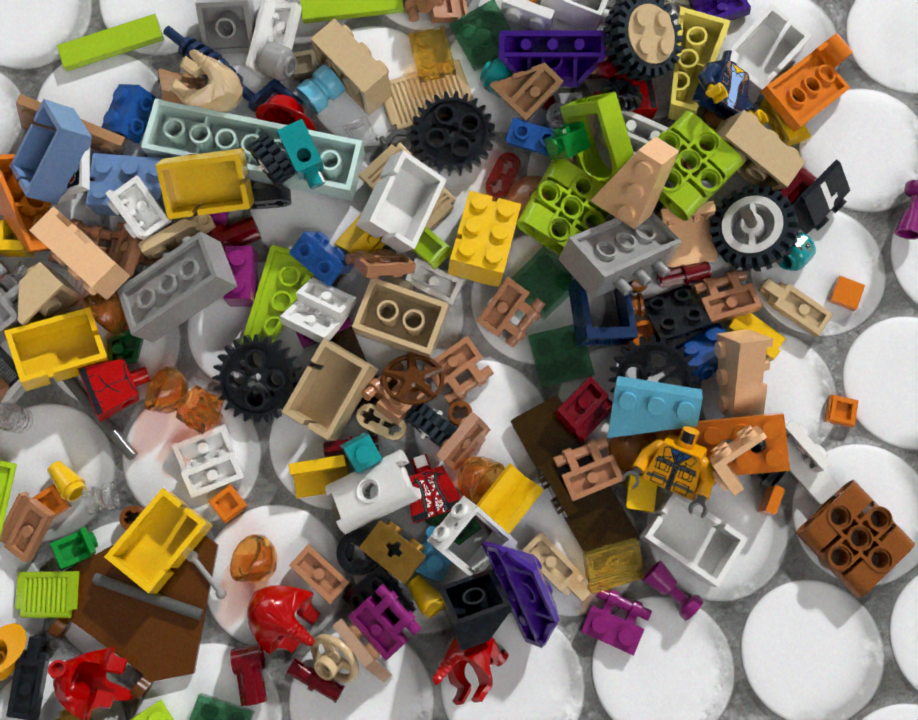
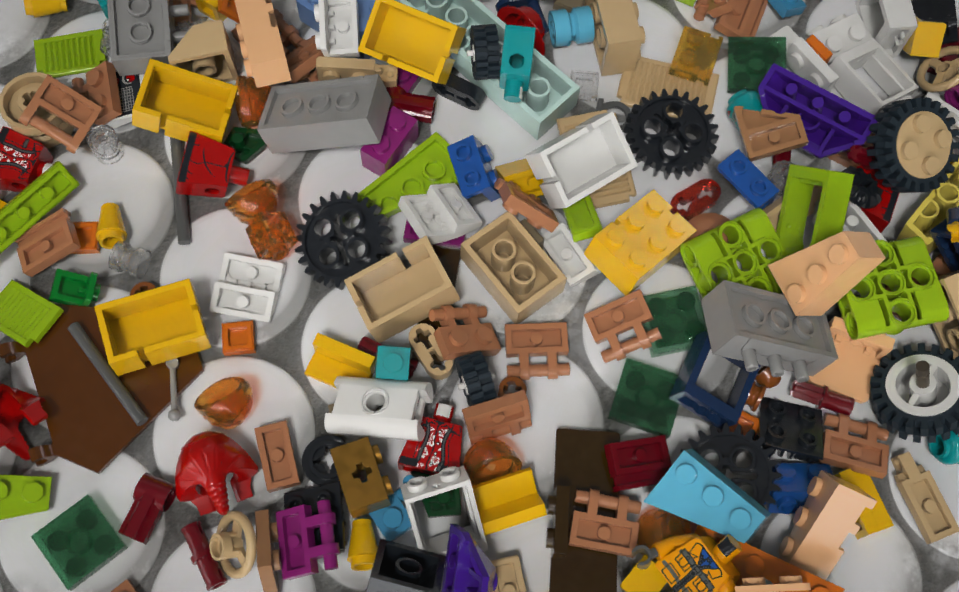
camera: 30 degrees right, 10 degrees down
(412, 378) = (487, 327): reddish brown wheel -> none
(567, 141) = (779, 197): green brick -> none

